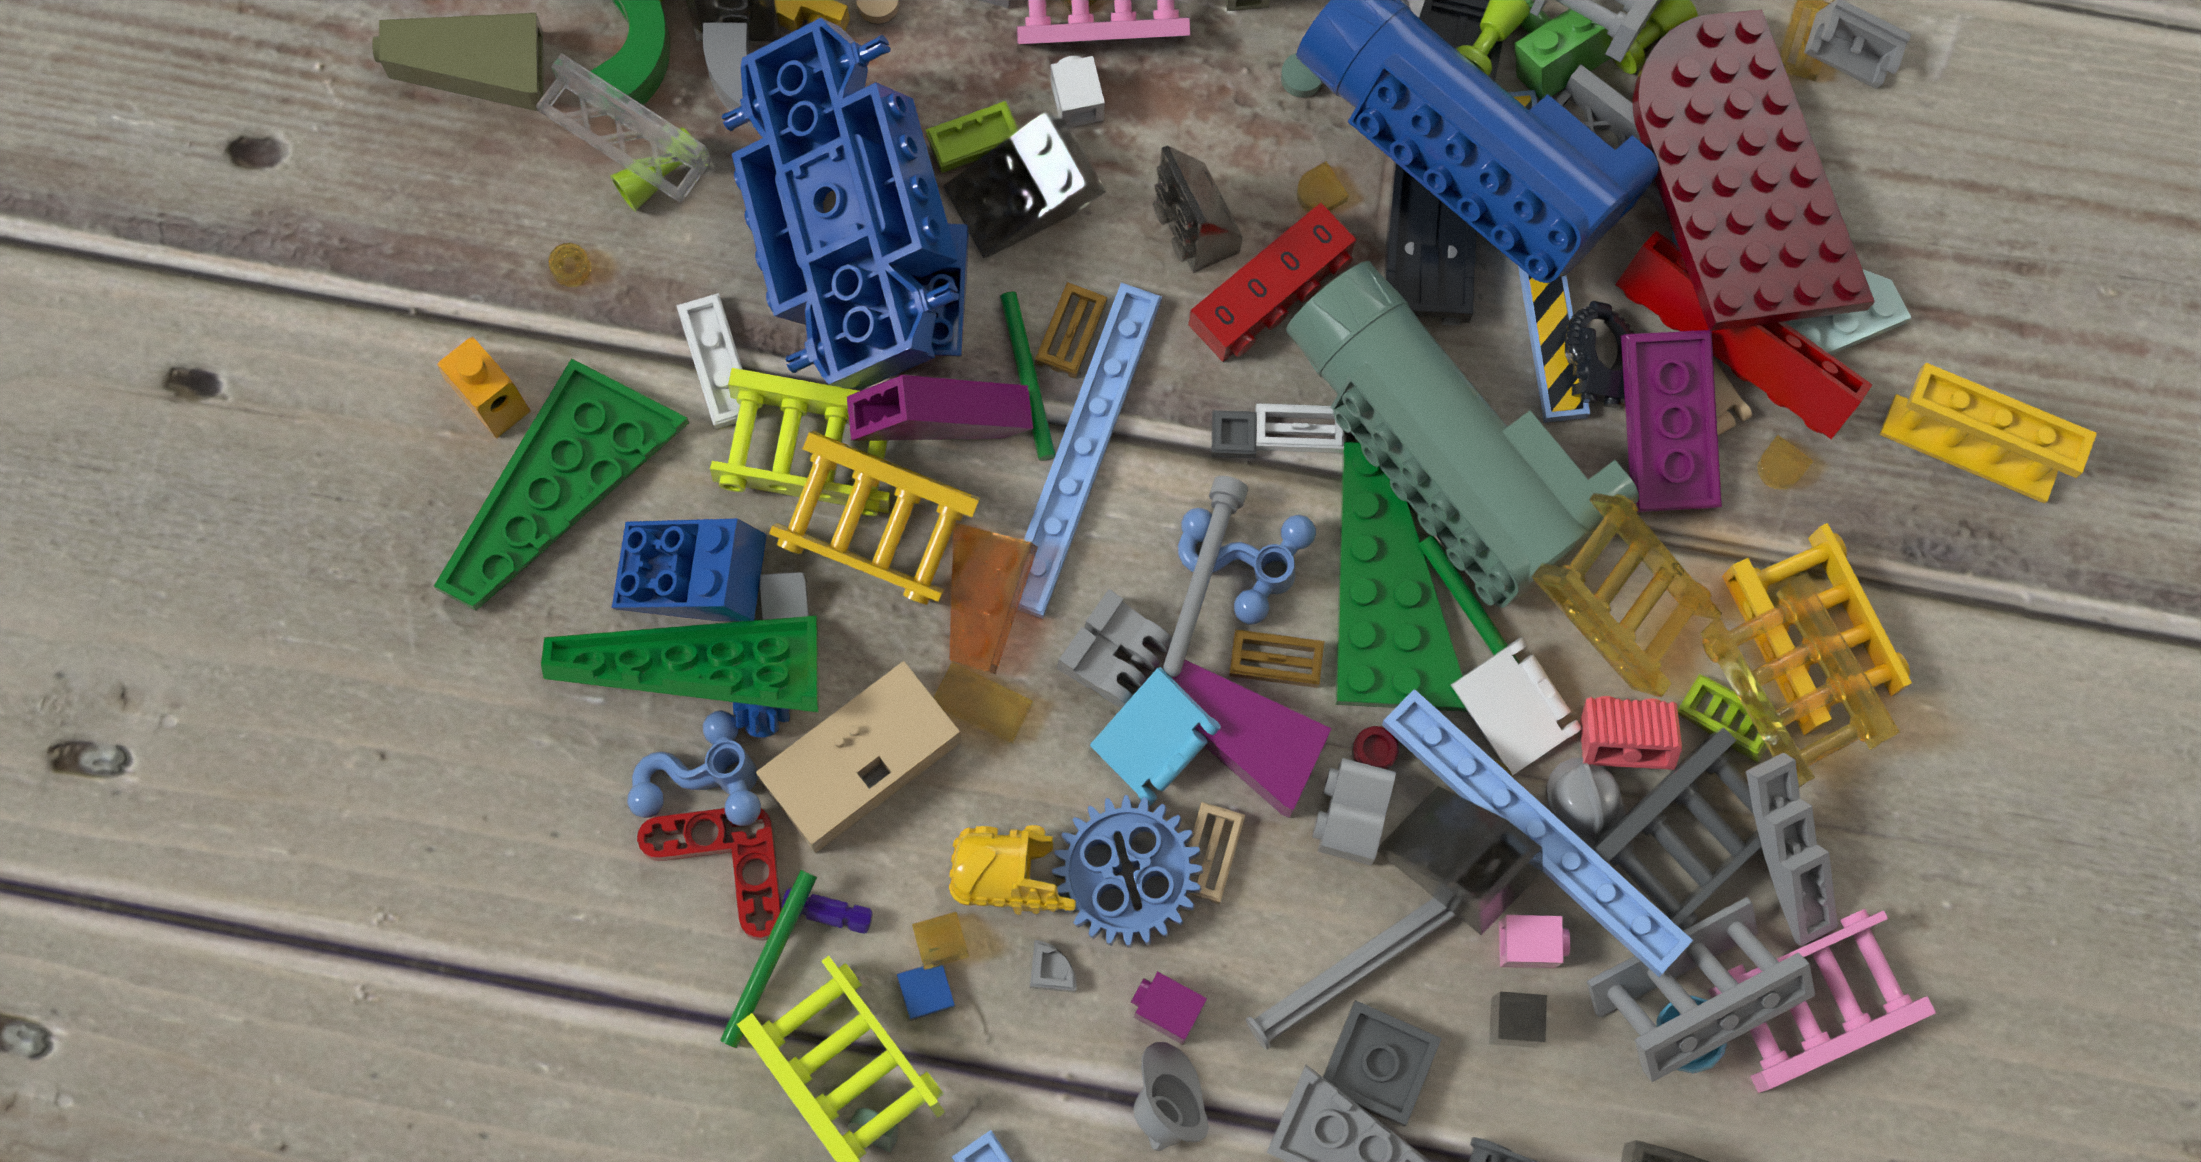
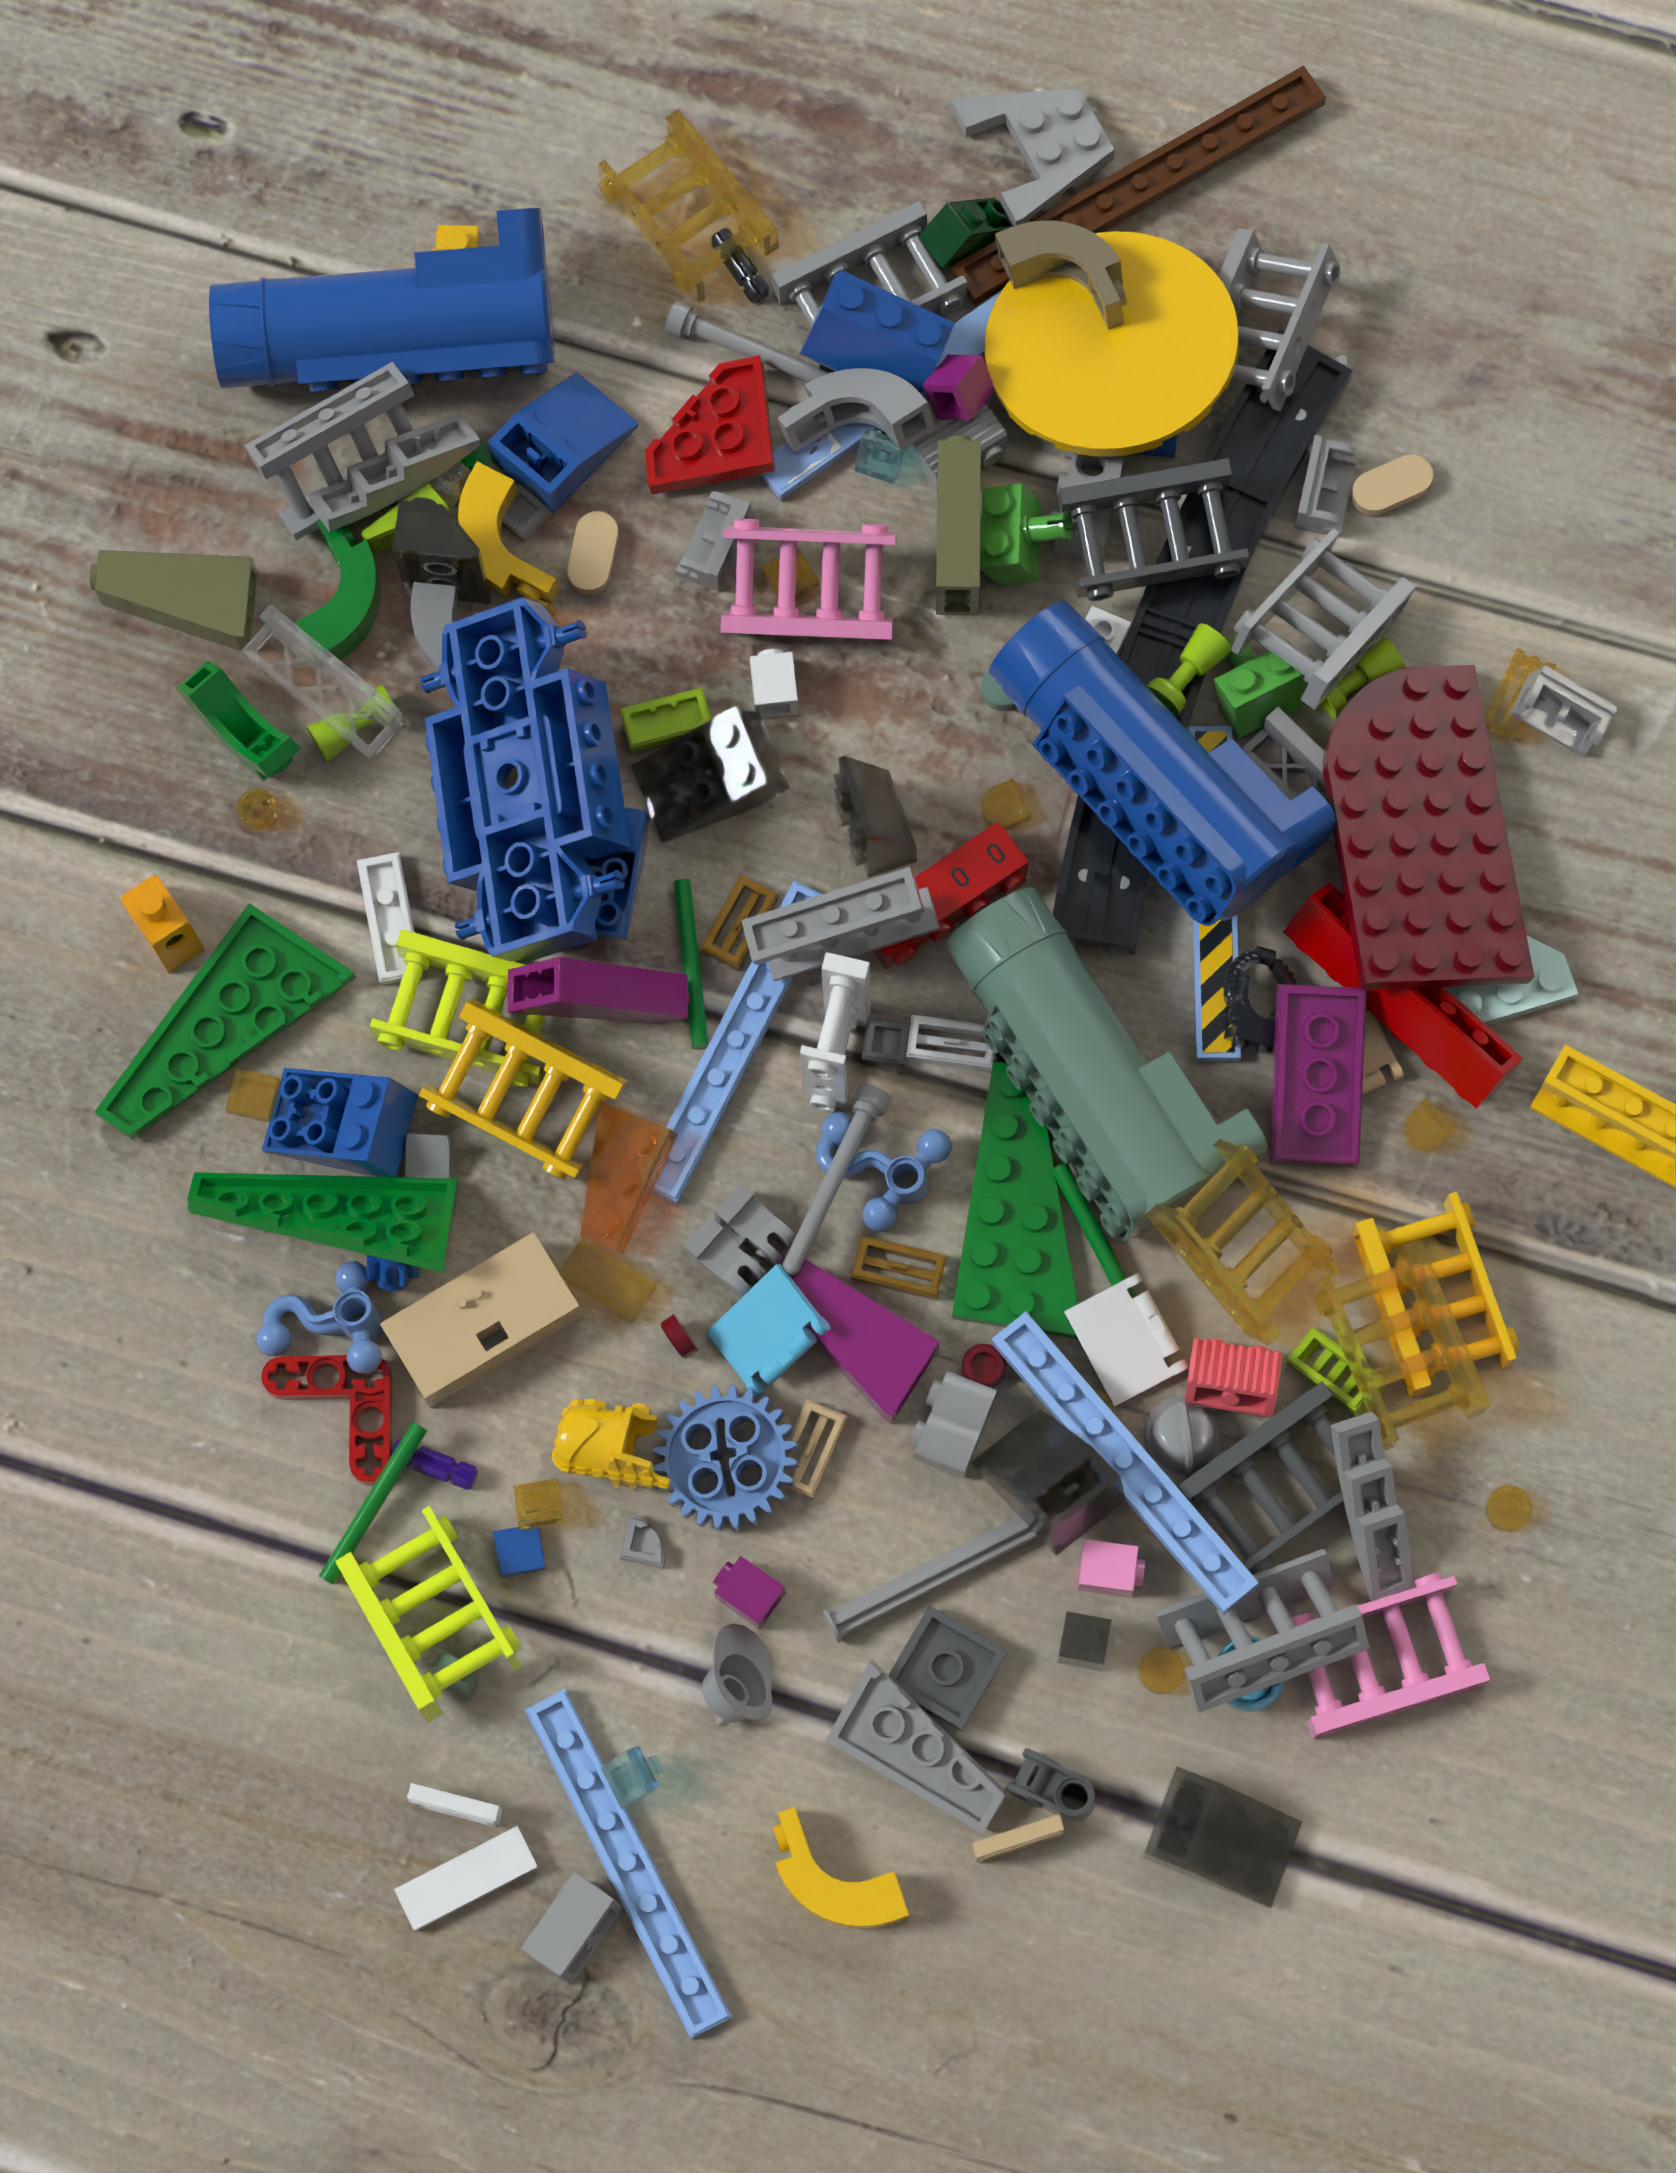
camera: 15 degrees right, 0 degrees up
(538, 179) = (237, 722): none -> green arch
(596, 552) = (252, 1095): none -> clear yellow tile
(1063, 752) = (679, 1336): none -> dark red tile
(1182, 316) = (841, 923): none -> light grey fence
(1192, 402) = (845, 1006): none -> white fence
(1597, 1040) = (1161, 1670): none -> clear yellow tile
(1919, 835) = (1508, 1508): none -> clear yellow tile

